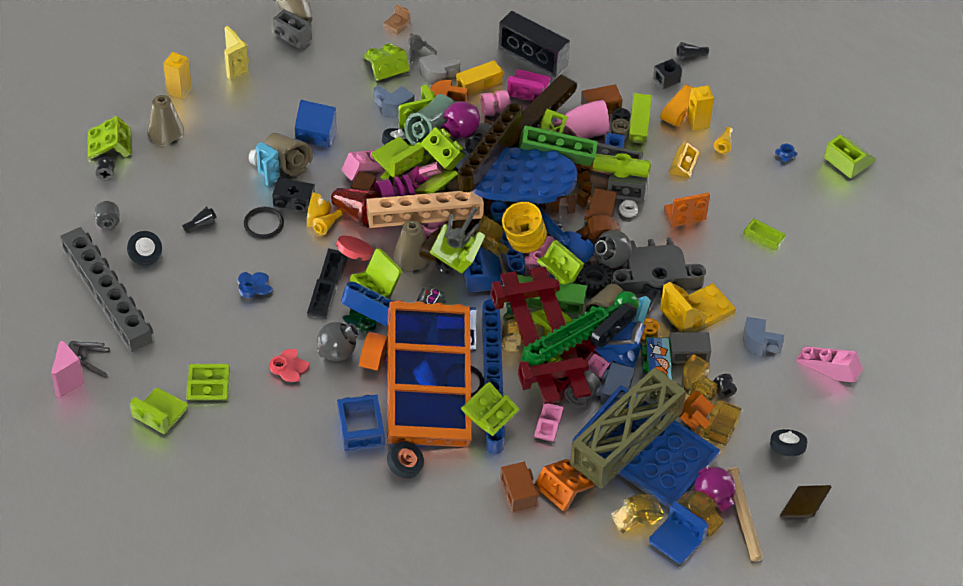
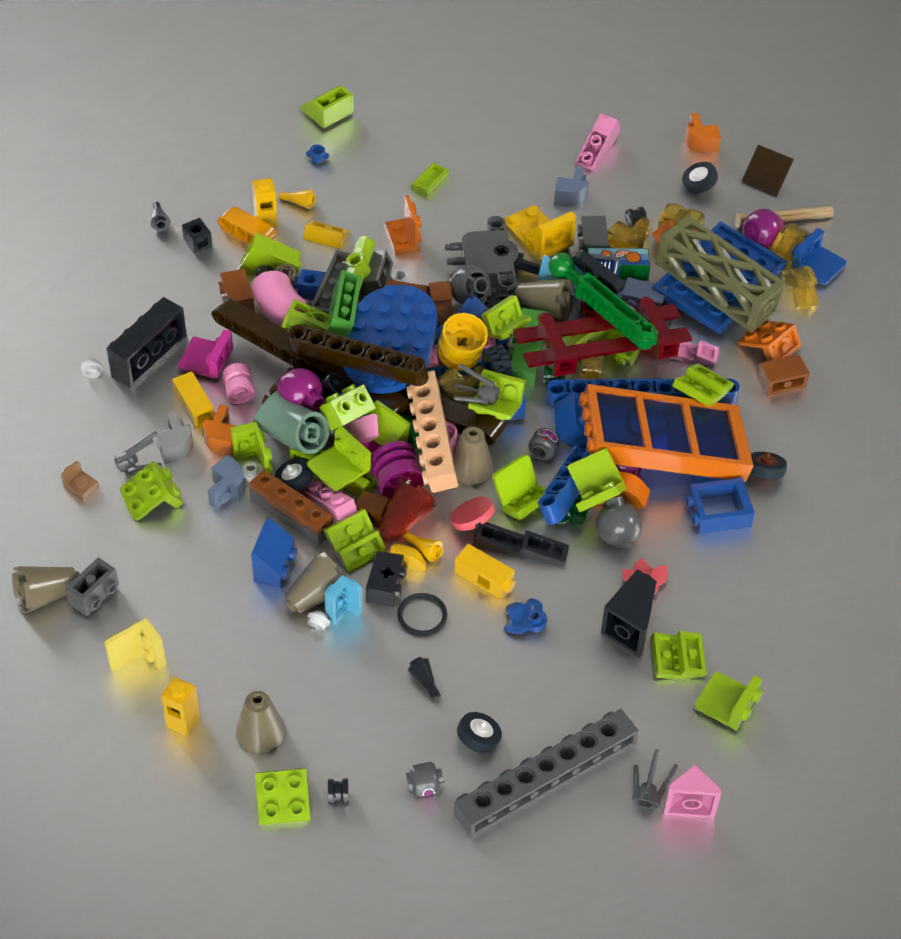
camera: 90 degrees left, 0 degrees up
(241, 344) = (629, 613): none -> black slope
(297, 256) = (484, 571): none -> yellow brick
(331, 175) = (354, 540): none -> lime slope
(361, 325) = (596, 479): none -> lime bracket
(366, 135) = (290, 506): none -> dark orange piece
(501, 253) = (497, 360): none -> black wheel
(854, 449) = (702, 138): none -> orange brick

